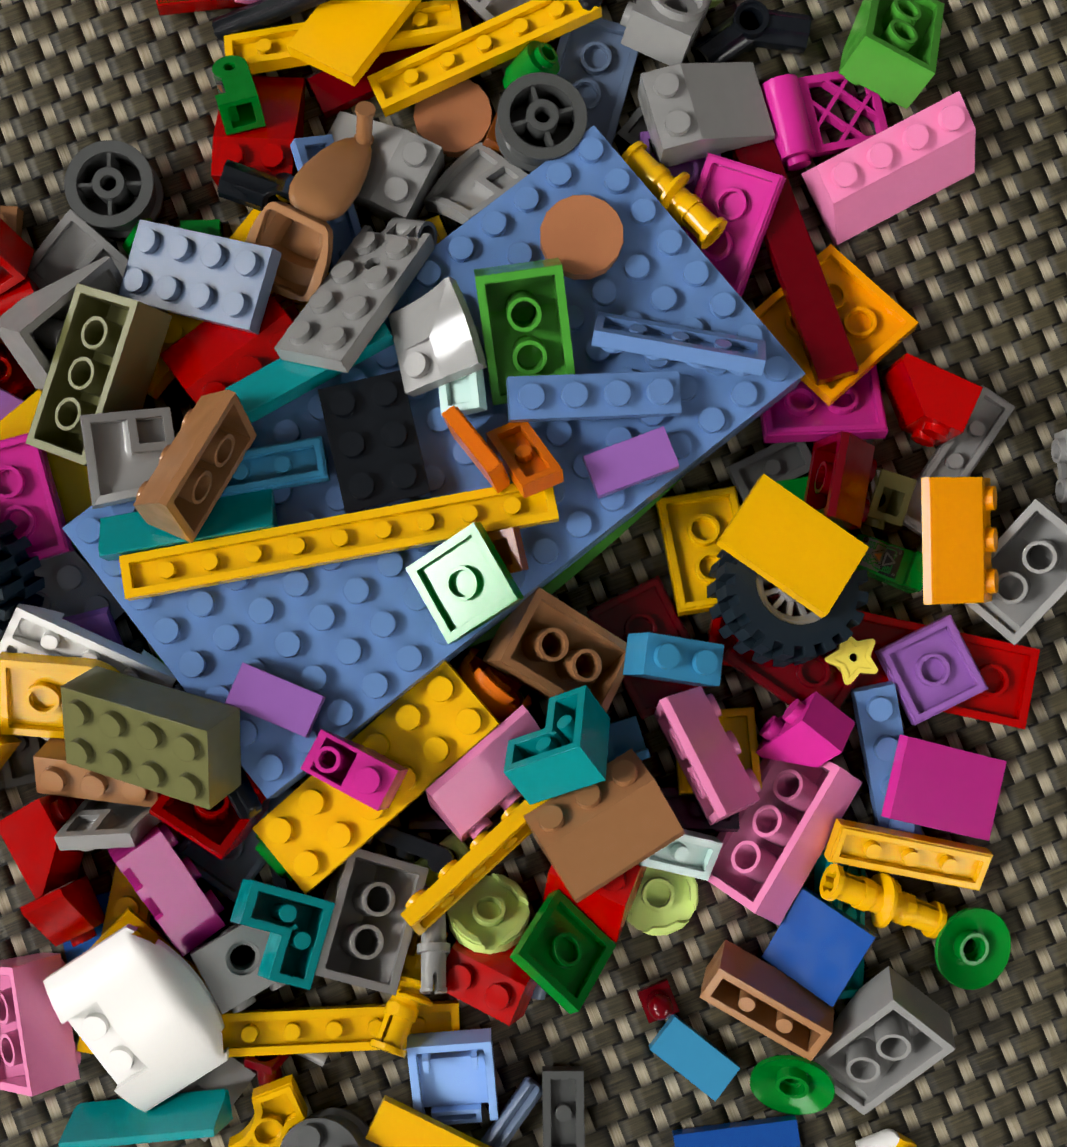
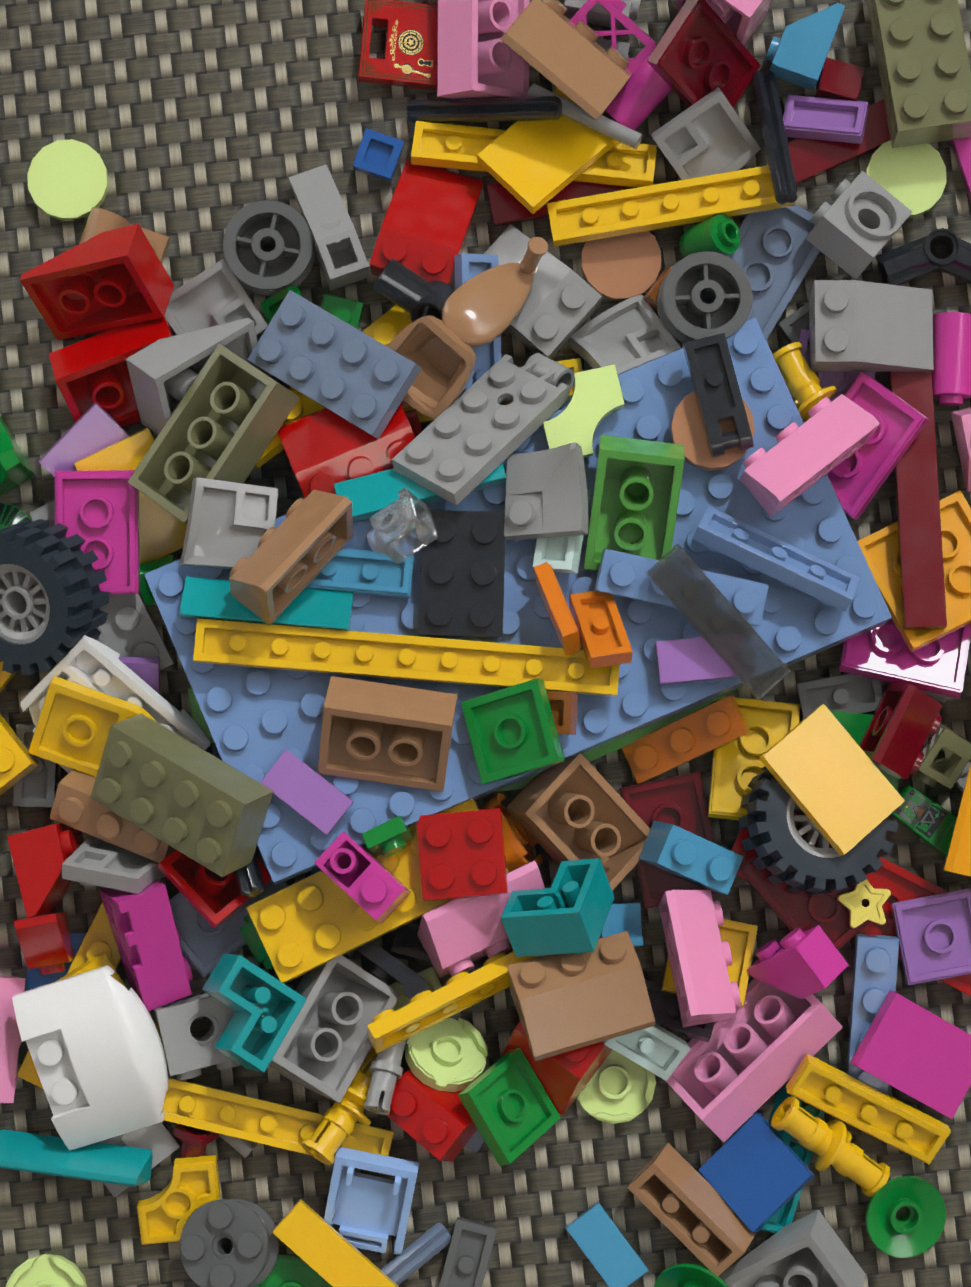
camera: 20 degrees right, 0 degrees up
(169, 158) = (330, 226): none -> light grey slope
(195, 78) = (378, 155): none -> blue plate
(237, 95) = (417, 201): green leg -> none
(300, 410) = (402, 527): none -> clear brick
(338, 619) = (386, 733): none -> medium nougat slope
(370, 722) = (388, 837): none -> green plate
(448, 719) = (462, 854): none -> red plate
(458, 240) = (594, 397): none -> yellowish green tile
(577, 198) = (717, 393): none -> black plate
(637, 547) = (685, 739): none -> orange plate
(639, 418) = (717, 622): none -> clear smoke tile
(658, 1001) = (586, 1185): dark red piece -> none
(682, 231) = (807, 452): none -> bright pink slope

